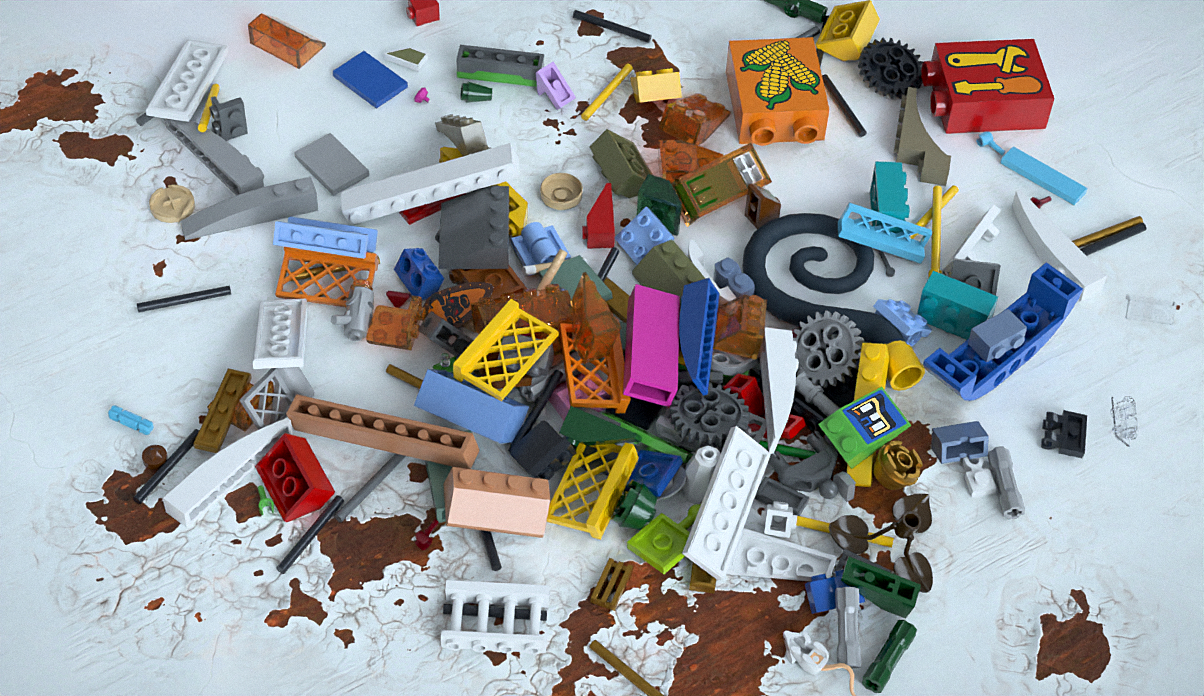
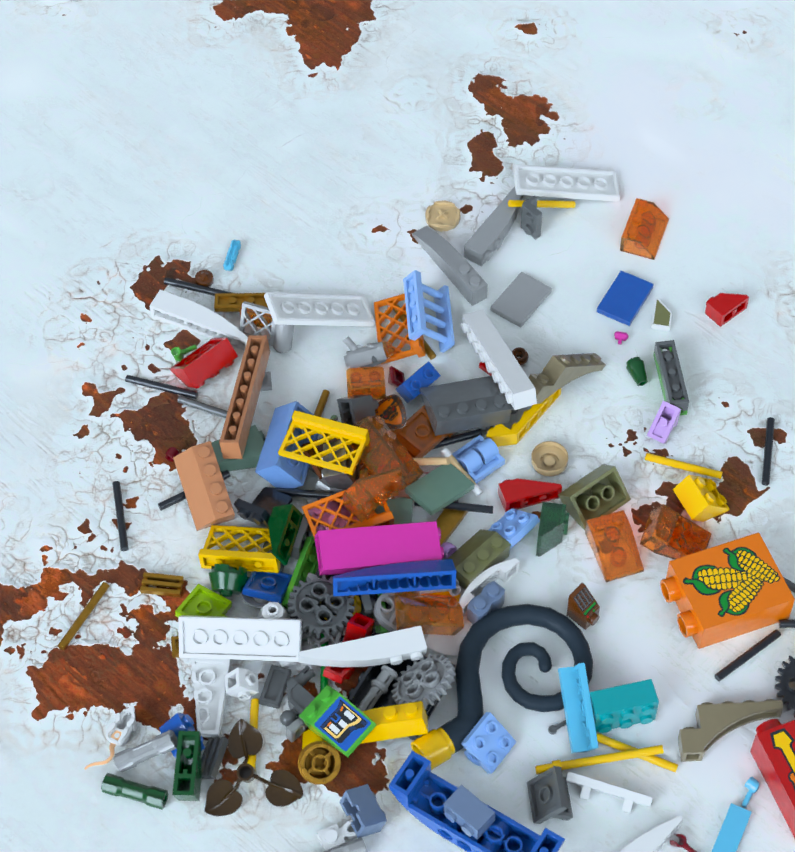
camera: 80 degrees right, 5 degrees up
(184, 298) = (352, 251): black bar -> none
(496, 594) = (128, 519): white fence -> none
(719, 183) = (588, 564): clear orange piece -> none
(955, 305) = (511, 780): teal brick -> none

